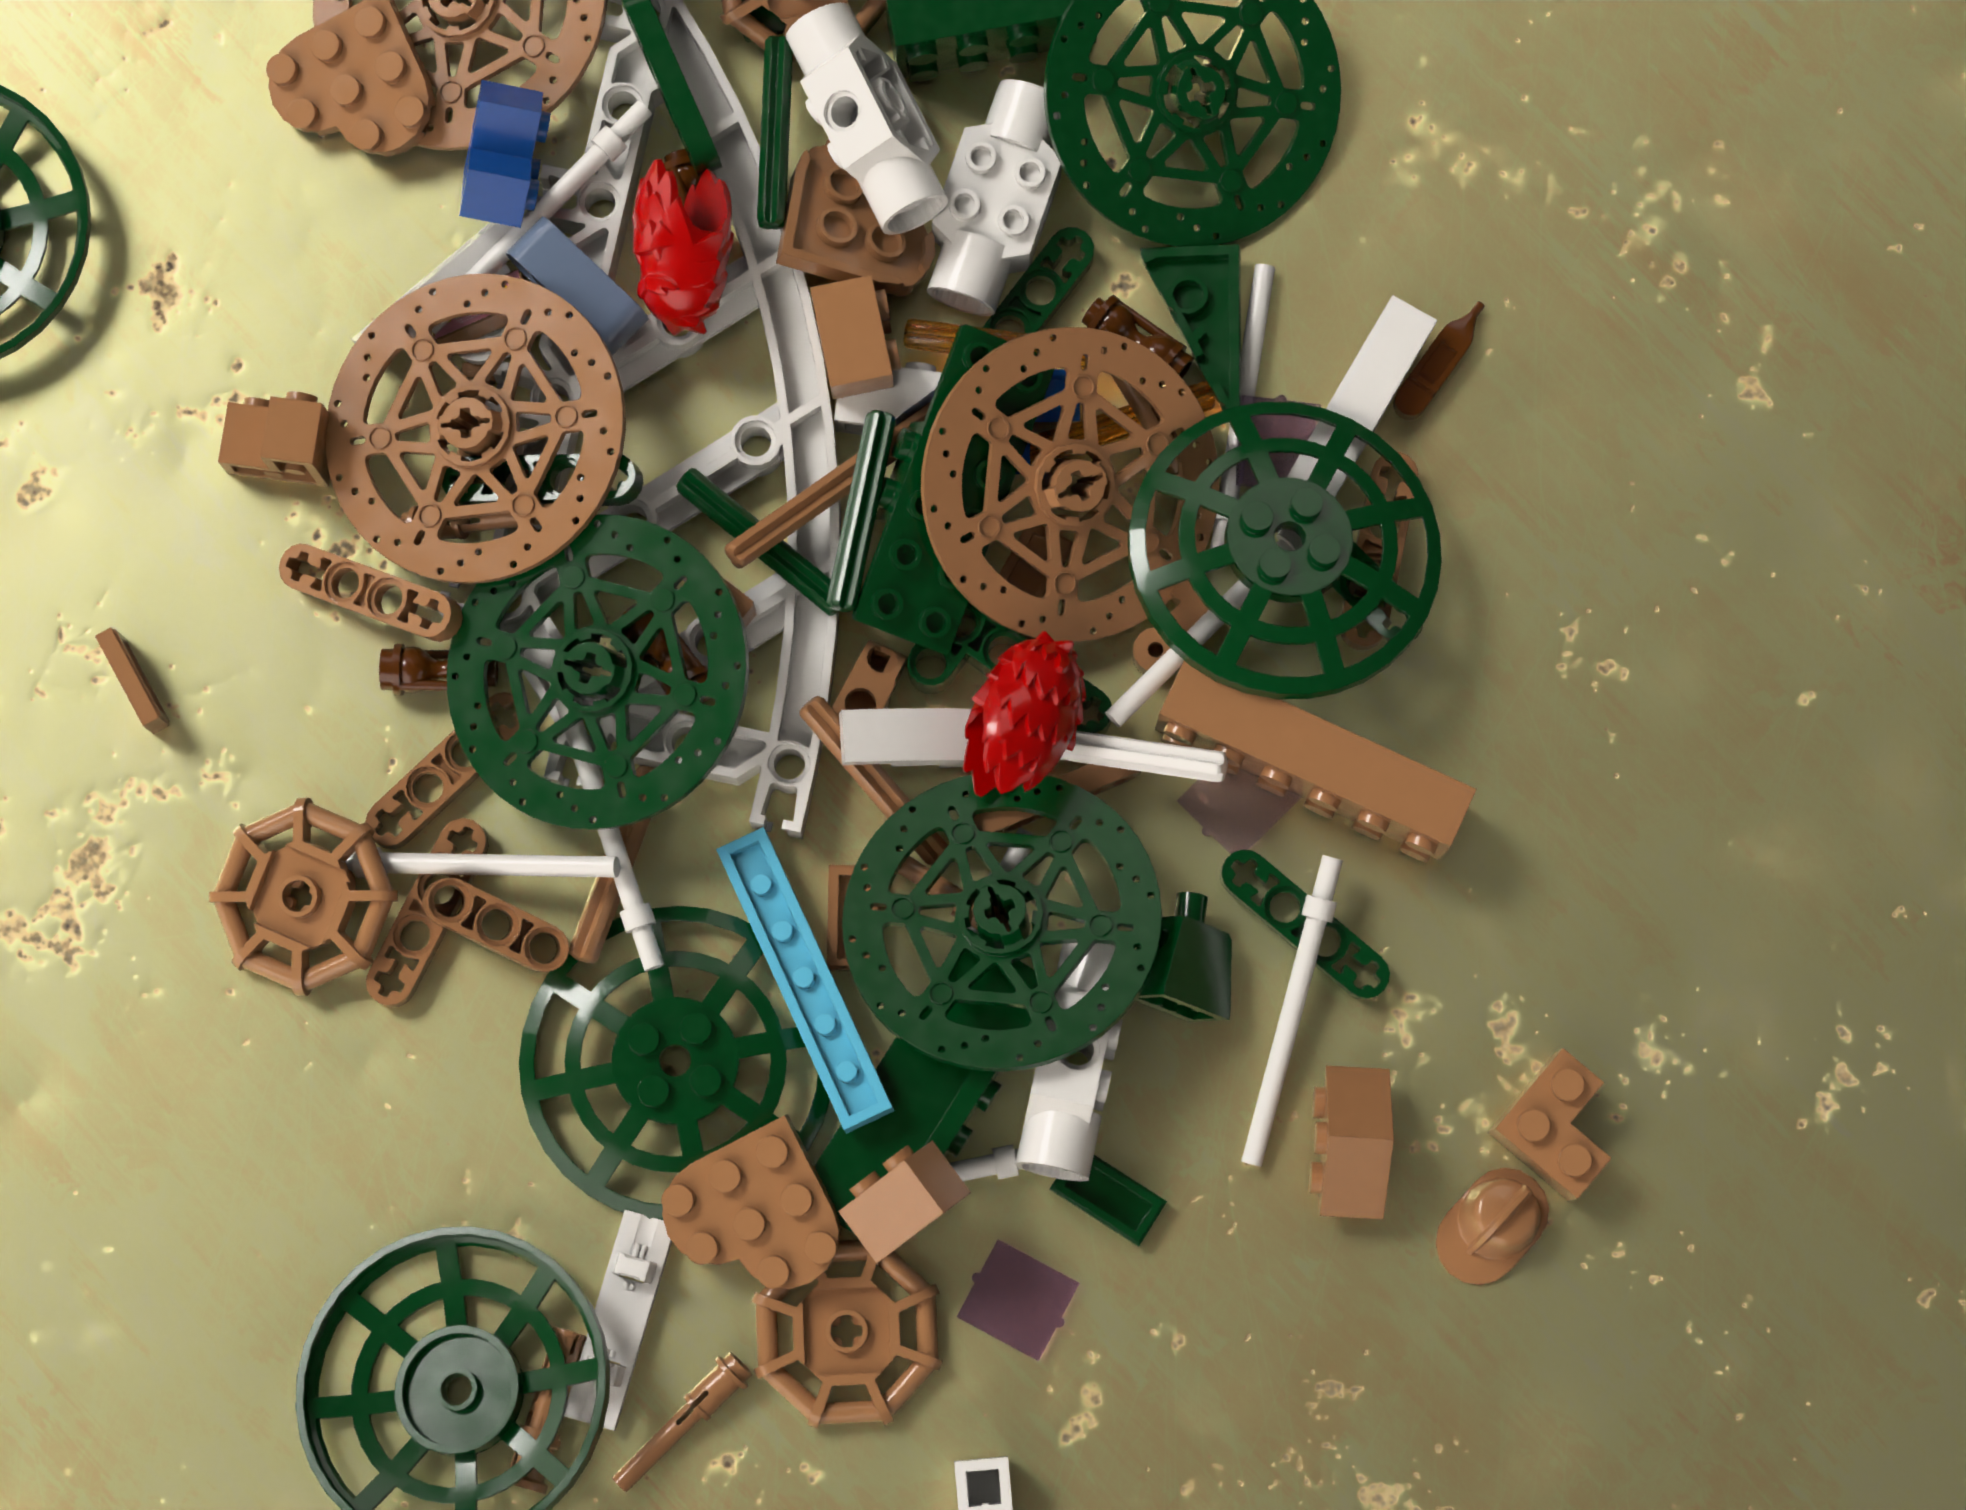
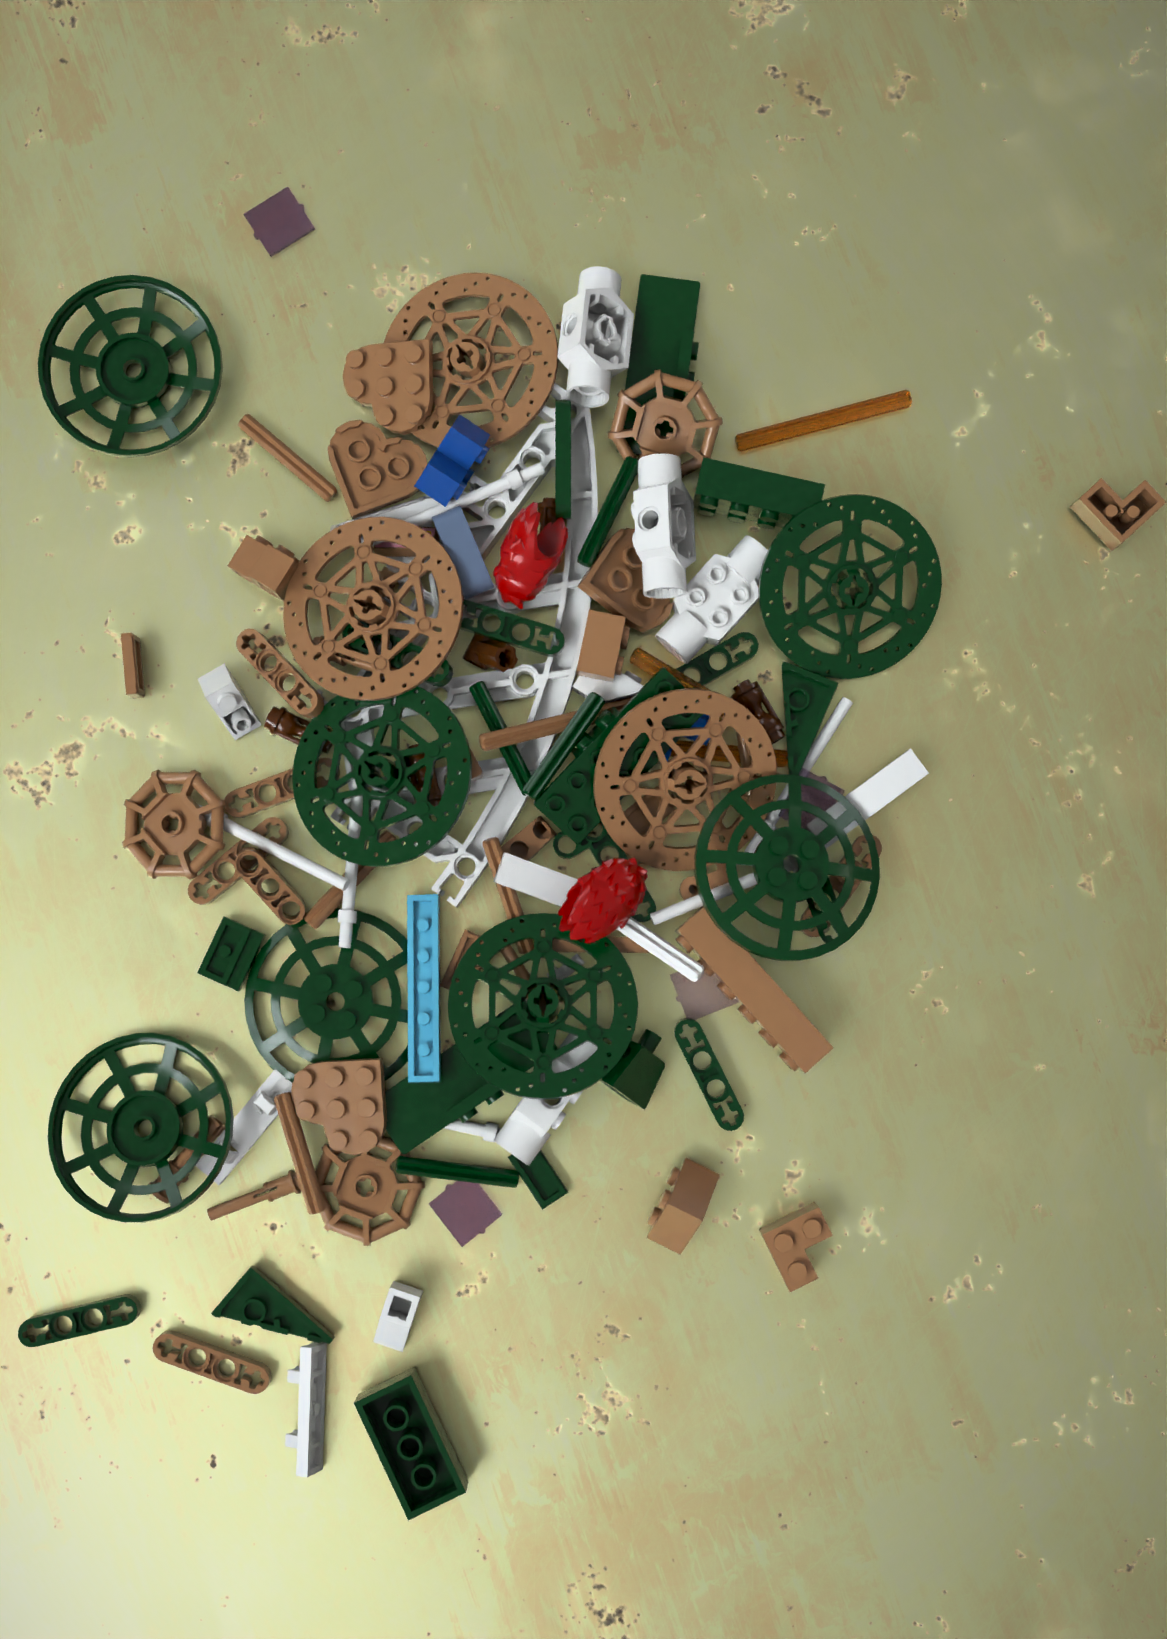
camera: 25 degrees right, 5 degrees up
(239, 262) = (287, 457): none -> medium nougat axle
(309, 671) = (229, 701): none -> white slope
(381, 222) = (373, 468): none -> medium nougat plate
(479, 1060) = (231, 954): none -> dark green plate
(679, 424) = (490, 653): none -> reddish brown piece
(693, 363) = (508, 622): none -> dark green beam
(721, 1320) = (299, 1154): none -> medium nougat axle
(904, 1200) = (422, 1136): medium nougat brick -> none
(980, 1244) = (457, 1171): none -> dark green axle
(1318, 911) = (718, 1072): white bar -> none
(1436, 365) = (918, 796): reddish brown piece -> none
(1492, 1226) = (738, 1281): medium nougat piece -> none

